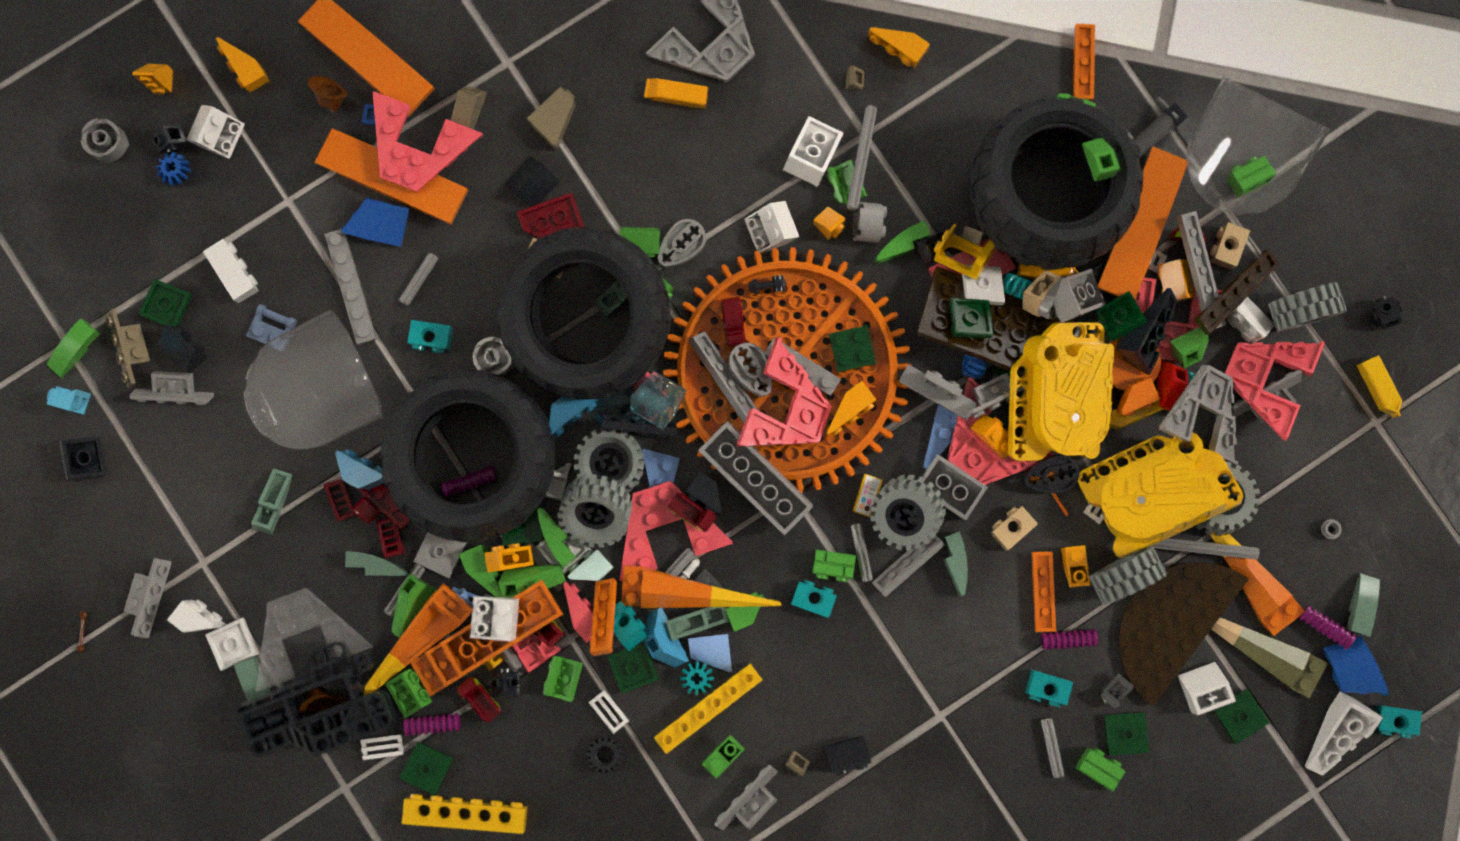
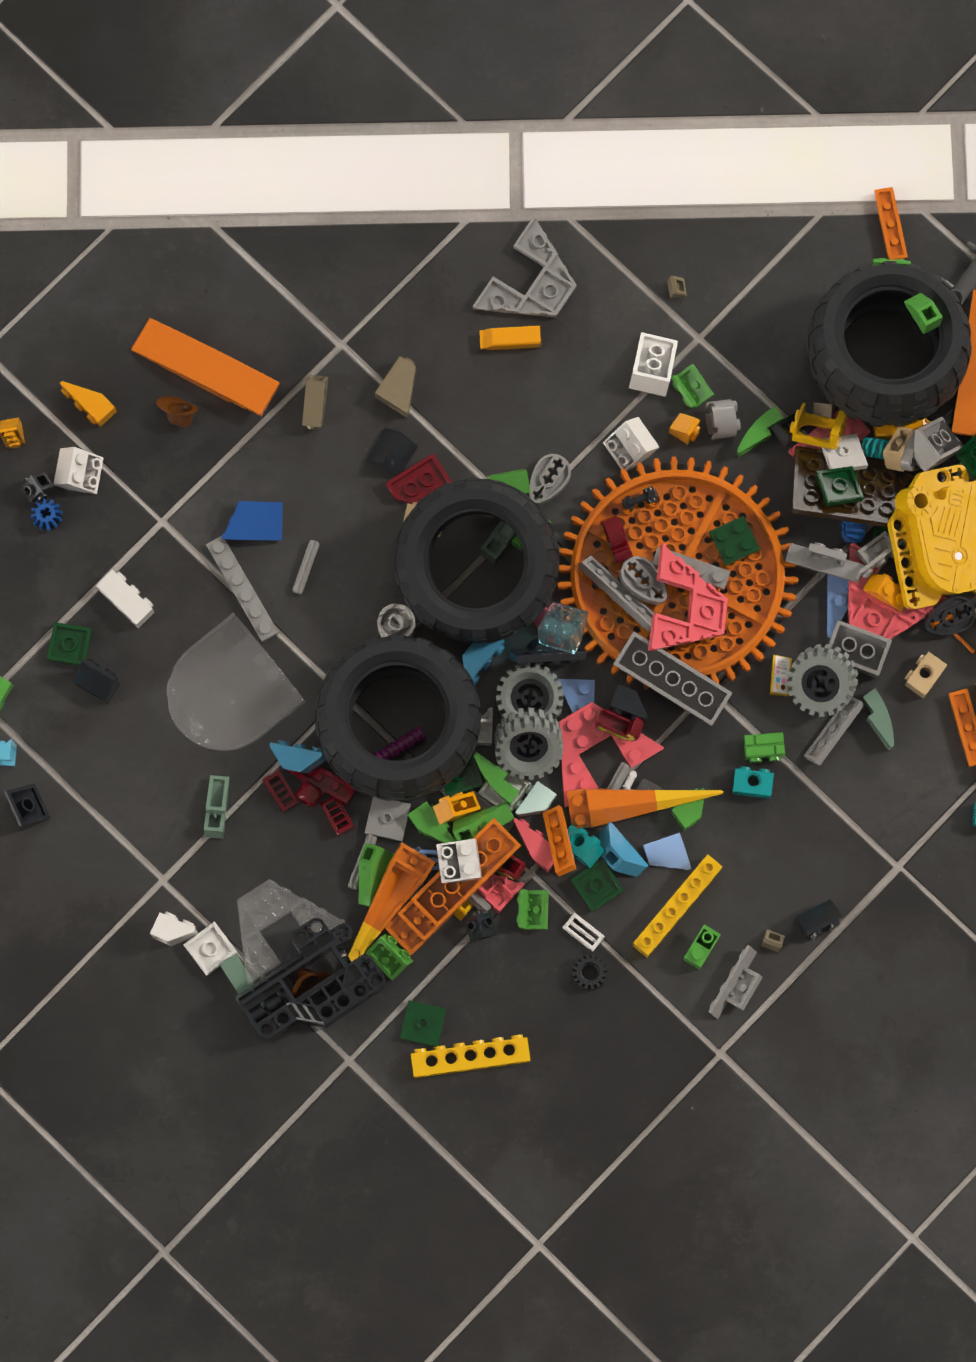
camera: 10 degrees left, 5 degrees down
(83, 615) = (60, 954): reddish brown hinge -> none
(129, 345) = (44, 692): dark tan bracket -> none
(146, 596) = (116, 922): light grey bracket -> none
(172, 387) = (95, 720): light grey bracket -> none
(264, 332) = (173, 650): sand blue plate -> none
(361, 164) = (257, 476): orange slope -> none
(364, 749) = (372, 1006): white tile -> none
(368, 115) = (226, 422): blue plate -> none
(373, 564) = (329, 843): sand green slope -> none
(408, 165) = (272, 461): coral wing -> none
(419, 331) = (321, 612): teal brick -> none
(431, 724) = (419, 980): magenta piece -> none
(479, 699) = (459, 946): dark red animal -> none
(696, 621) = (648, 827): sand green slope -> none
(702, 673) = (664, 876): teal gear -> none
(854, 401) = (747, 590): light orange slope -> none
(861, 158) = (701, 360): light grey axle -> none
(861, 552) = (787, 730): light grey axle -> none
(902, 44) = (714, 245): light orange slope -> none

